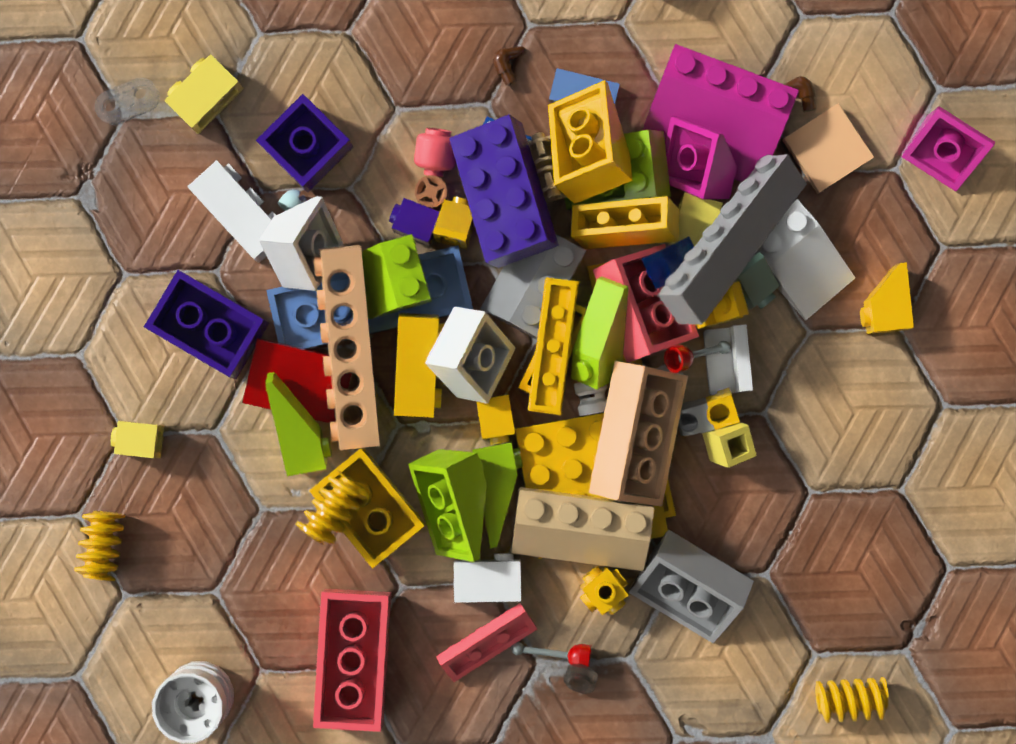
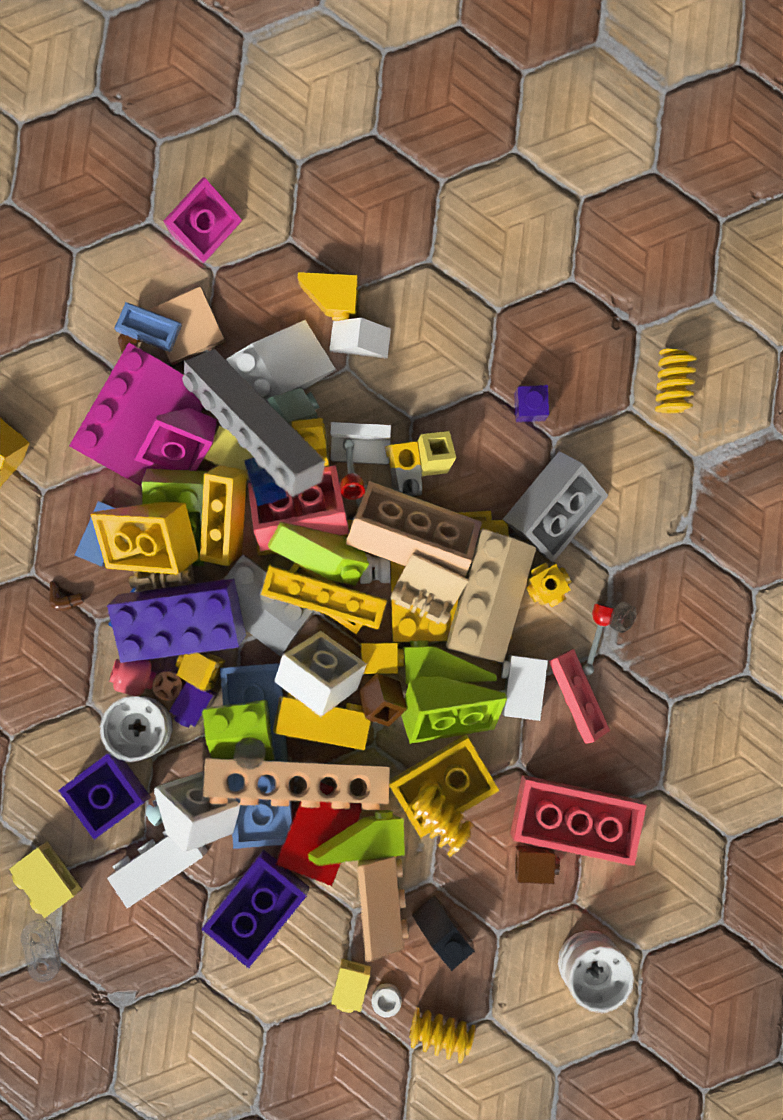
camera: 75 degrees left, 0 degrees up
(127, 480) = (386, 1000): none -> white tile
(209, 531) = (443, 933): none -> black slope
(230, 460) = (381, 906): none -> light nougat slope
(296, 622) = (536, 865): none -> reddish brown brick
(373, 292) = (249, 753): none -> clear smoke tile
(377, 146) = (123, 739): none -> white wheel
(450, 427) = (382, 699): none -> reddish brown brick
(579, 458) = (428, 588): none -> tan hinge
(801, 542) = (531, 403): none -> dark purple brick
(819, 107) = (148, 327): none -> medium blue tile
(844, 342) = (360, 338): none -> white slope

